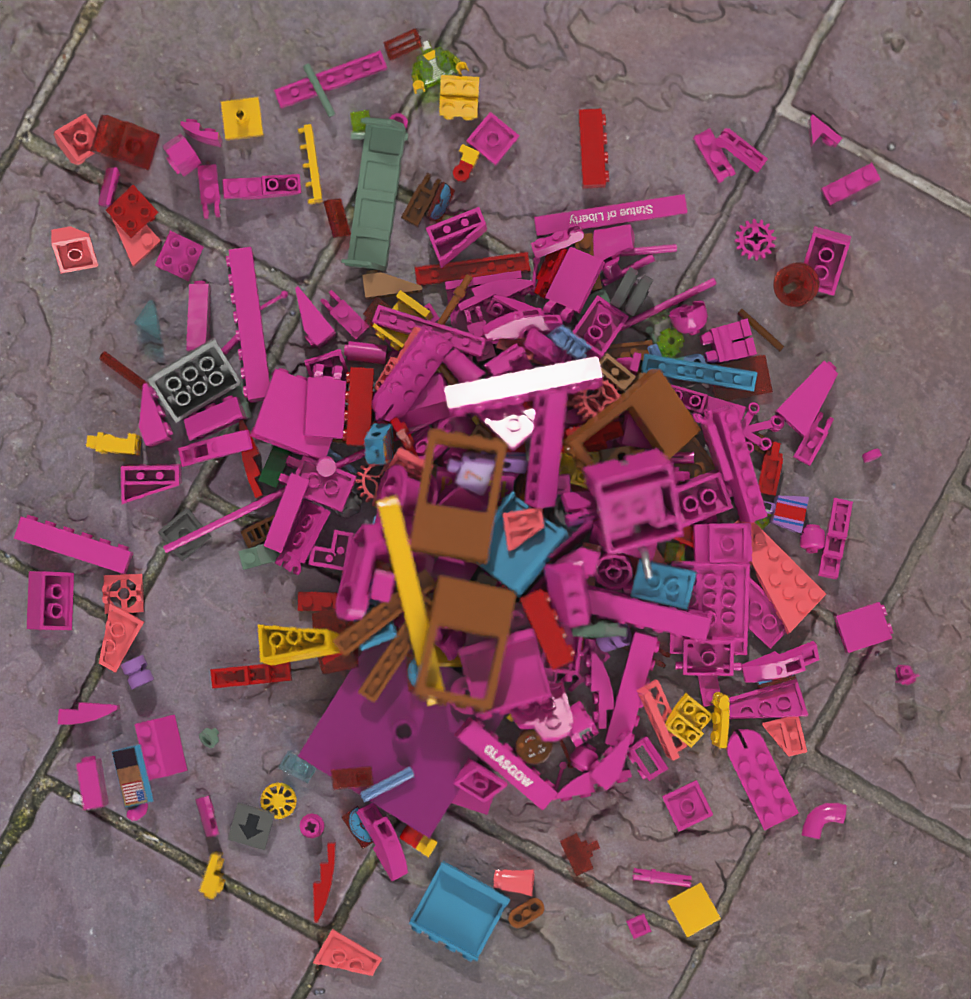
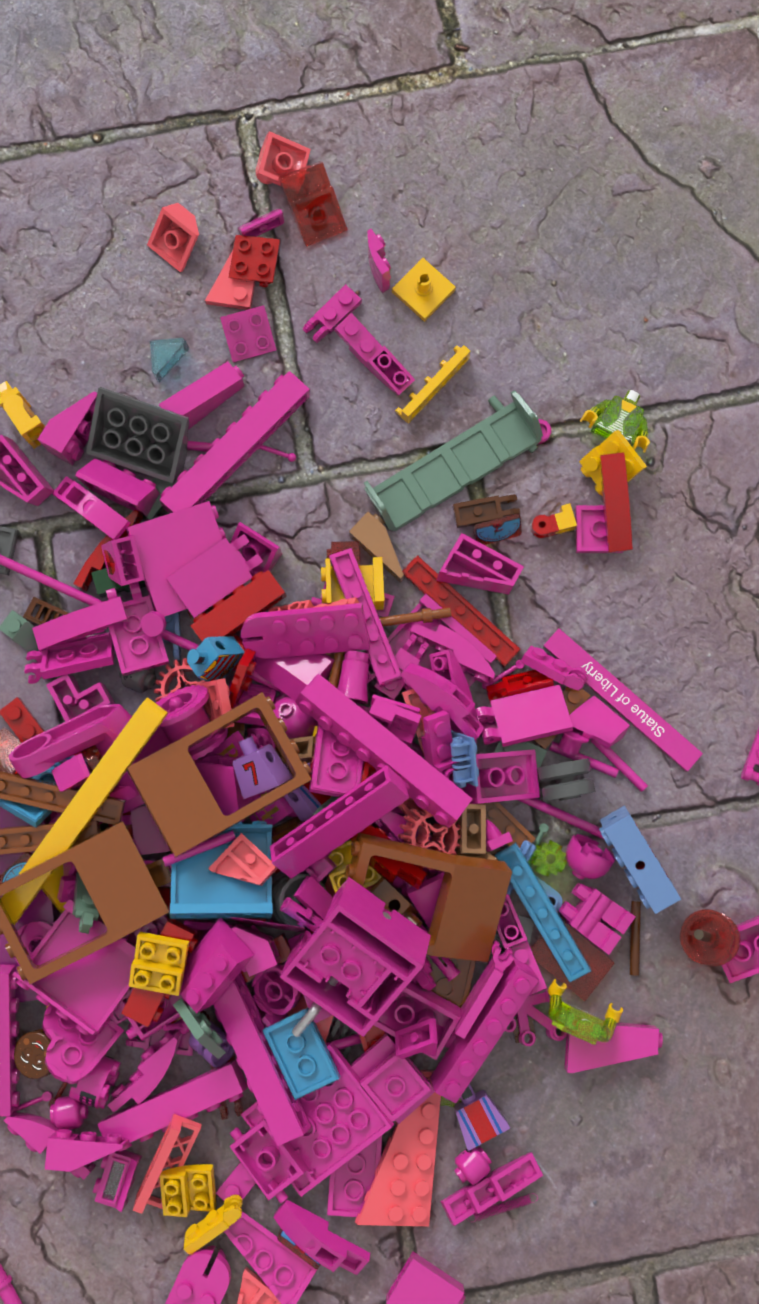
camera: 55 degrees right, 5 degrees down
(122, 370) = (100, 363): clear red axle -> none
(181, 155) = (341, 258): dark pink wedge -> none
(271, 453) = (123, 559): none -> dark pink torso
(316, 327) = (284, 502): dark pink slope -> none
(319, 90) = (507, 336): sand green bar -> none
(331, 78) = (527, 338): dark pink tile -> none
(337, 218) = (403, 446): clear red plate -> none
(346, 316) = (318, 530): dark pink hinge -> none
(356, 117) = (505, 395): clear neon green tile -> none
(366, 352) = (298, 575): dark pink brick -> none
(417, 38) = (613, 383): clear red tile -> none
(467, 641) = (83, 906): none -> sand green hinge
(486, 115) = (616, 502): none -> red slope
(494, 537) = (207, 845): none -> dark pink bar
(541, 622) = (159, 963): none -> yellow slope
(592, 148) = (670, 629): red brick -> none
(674, 552) = (343, 1037): clear neon green tile -> none
(687, 805) = (101, 1260): dark pink plate -> none
(710, 506) = (417, 1039): none -> dark pink slope
(716, 287) = (642, 865): none -> medium blue brick
(755, 248) = (725, 859): dark pink gear -> none
(770, 470) = (506, 1064): red hinge -> none
(780, 403) = (579, 1022): none -> clear neon green torso
(812, 441) = (563, 1084): dark pink hinge -> none
(851, 548) = (522, 1202): none -> dark pink piece
(871, 455) = (605, 1156): dark pink tile -> none

